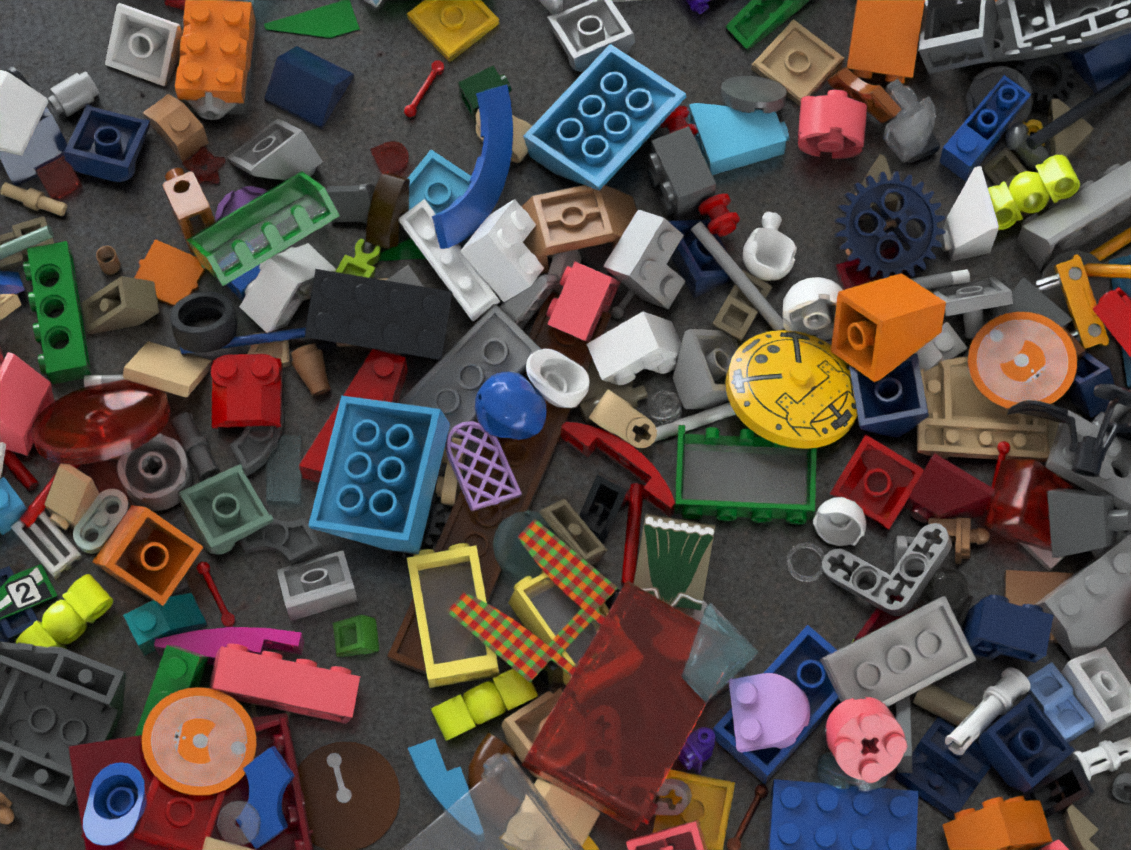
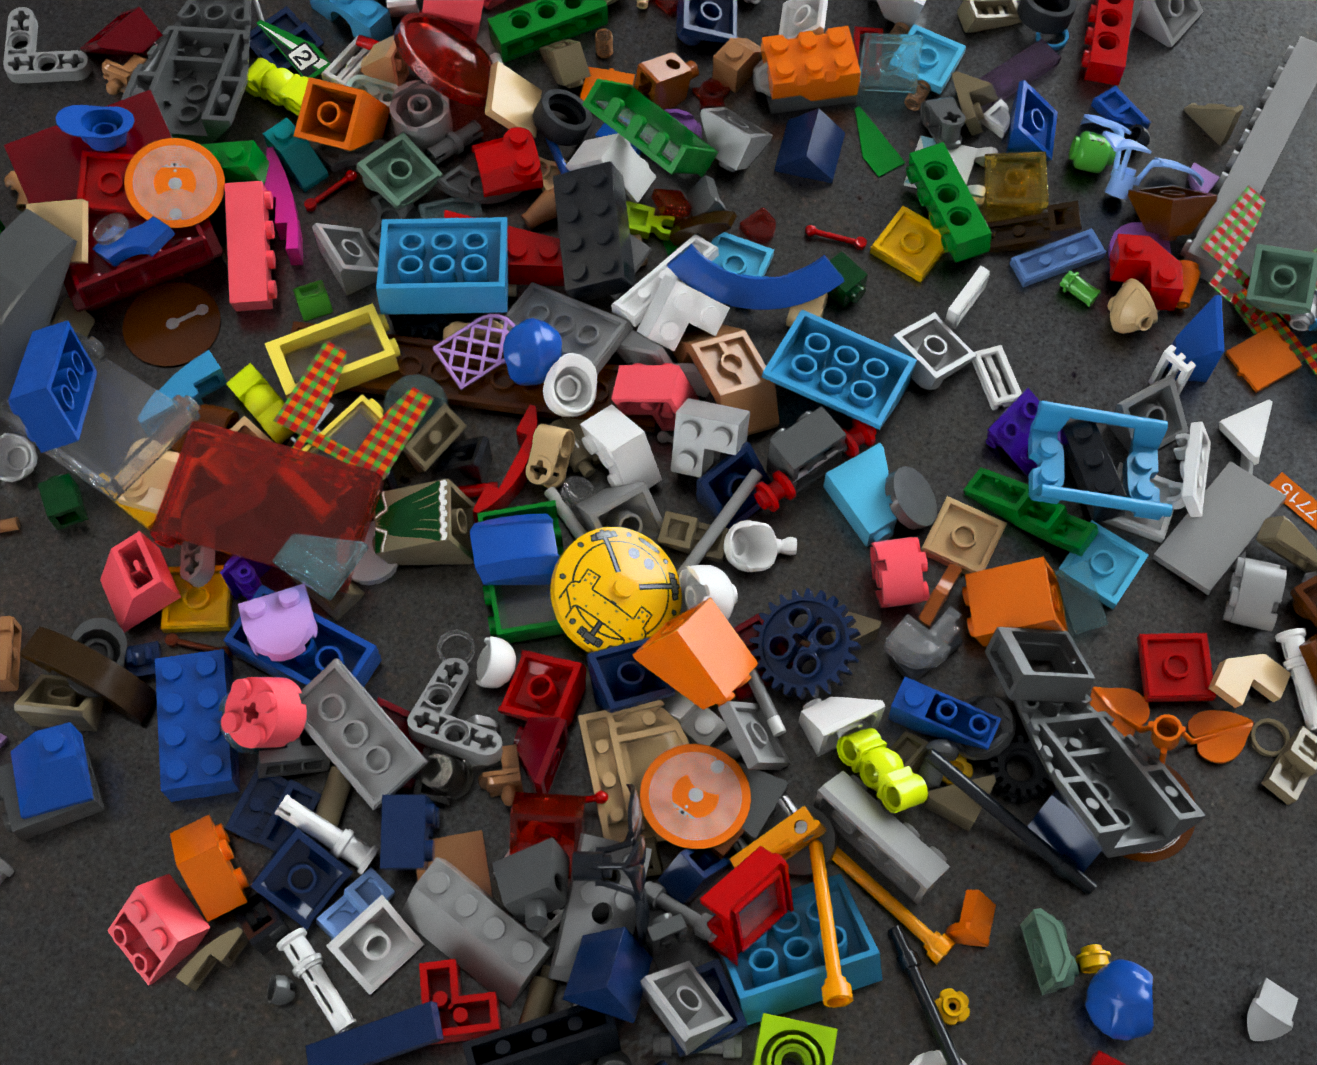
camera: 75 degrees right, 5 degrees down
(342, 237) = (671, 202): none -> clear red tile
(726, 470) = (515, 550): none -> blue slope

